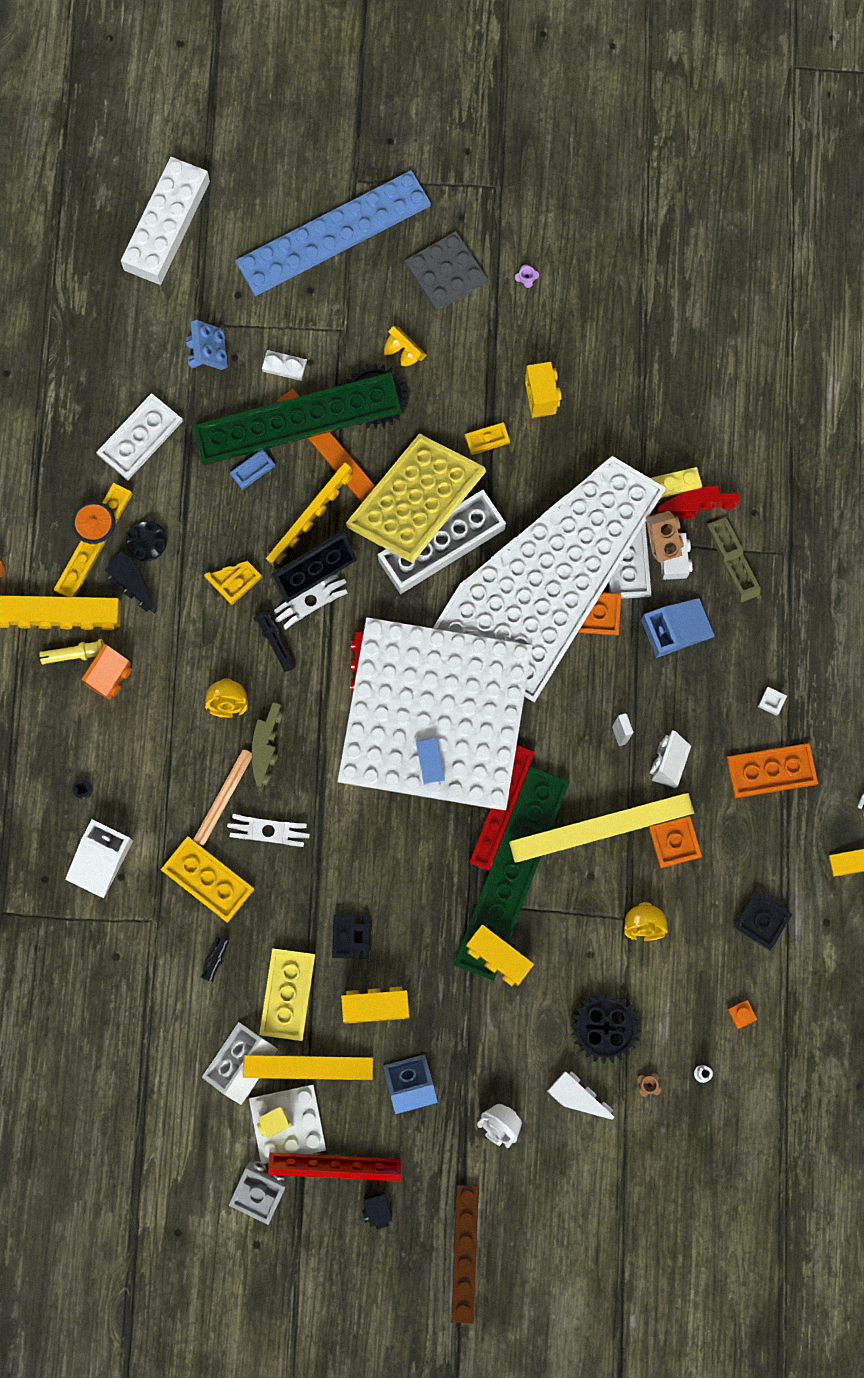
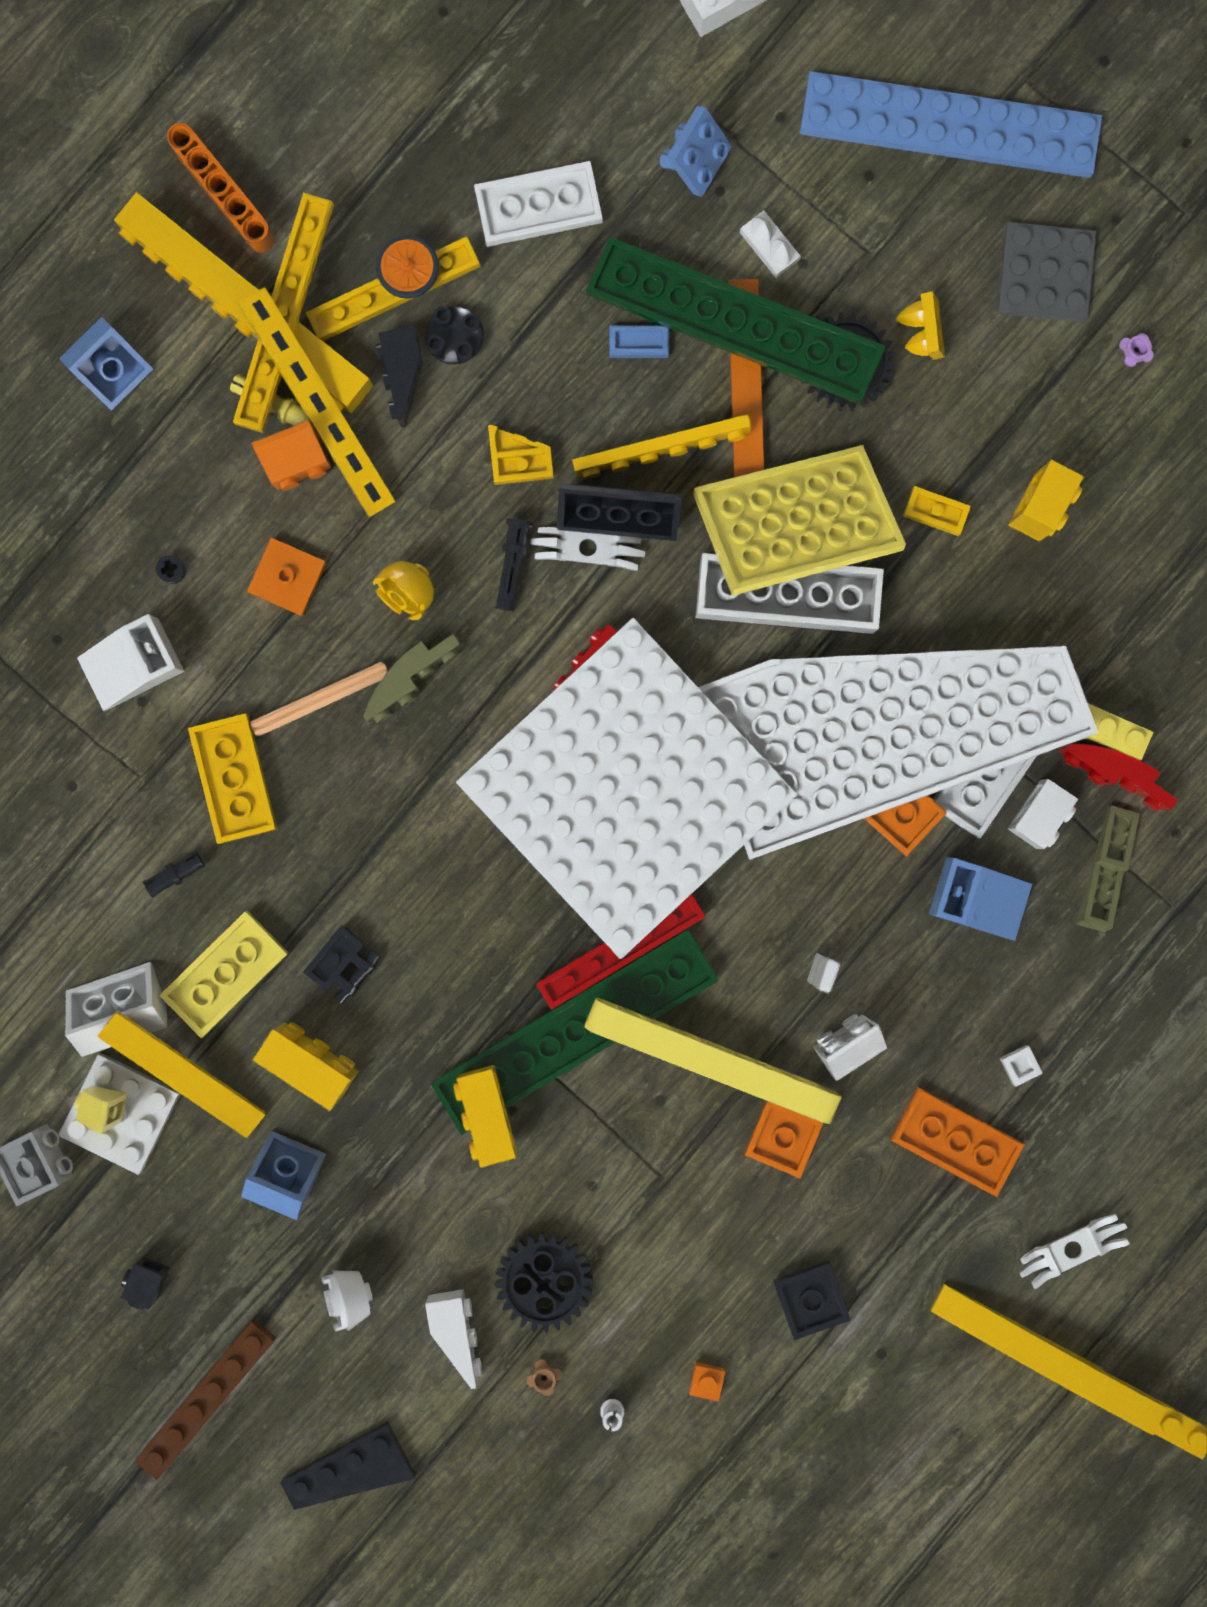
camera: 40 degrees right, 10 degrees up
(43, 598) = (289, 298): none -> yellow tile
(99, 632) = (316, 401): none -> yellow tile
(152, 743) = (286, 577): none -> orange plate
(256, 826) = (325, 766): white piece -> none
(334, 1166) = (131, 1202): red plate -> none
(430, 761) = (576, 840): medium blue tile -> none
(583, 1223) = (356, 1467): none -> black wing
(645, 921) = (679, 1202): yellow cylinder -> none
(660, 538) = (1045, 785): medium nougat brick -> none

